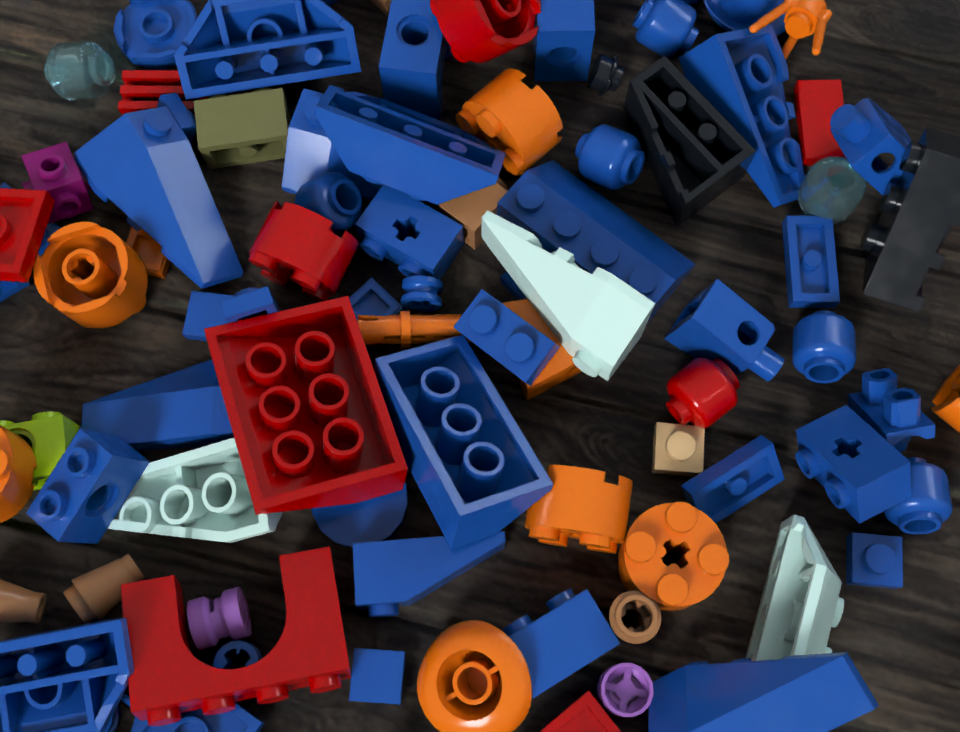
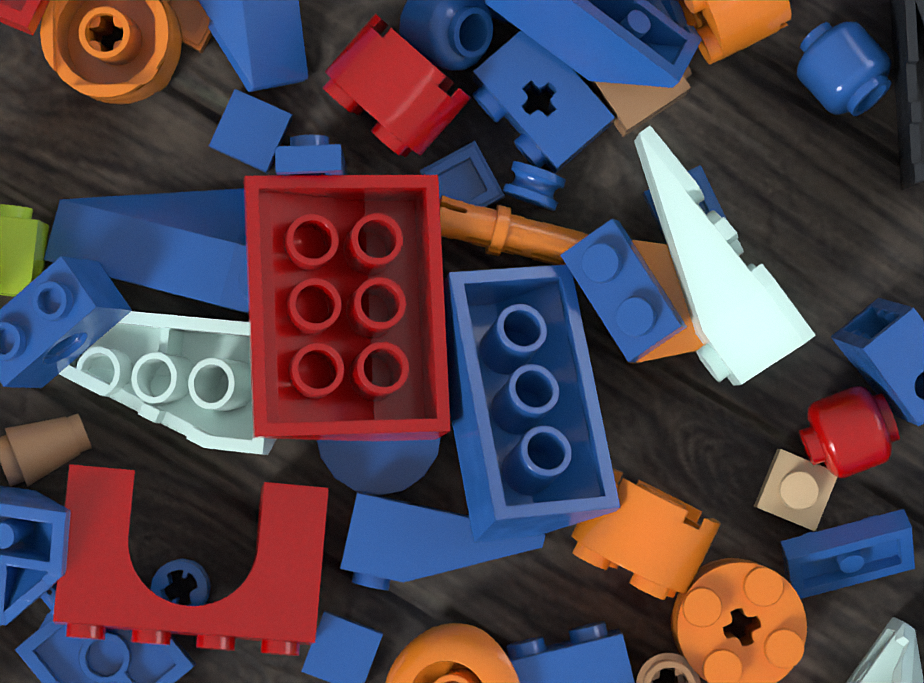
camera: 15 degrees right, 15 degrees up
(219, 618) = (171, 528): medium lavender wheel -> none
(598, 233) = (784, 180): blue slope -> none

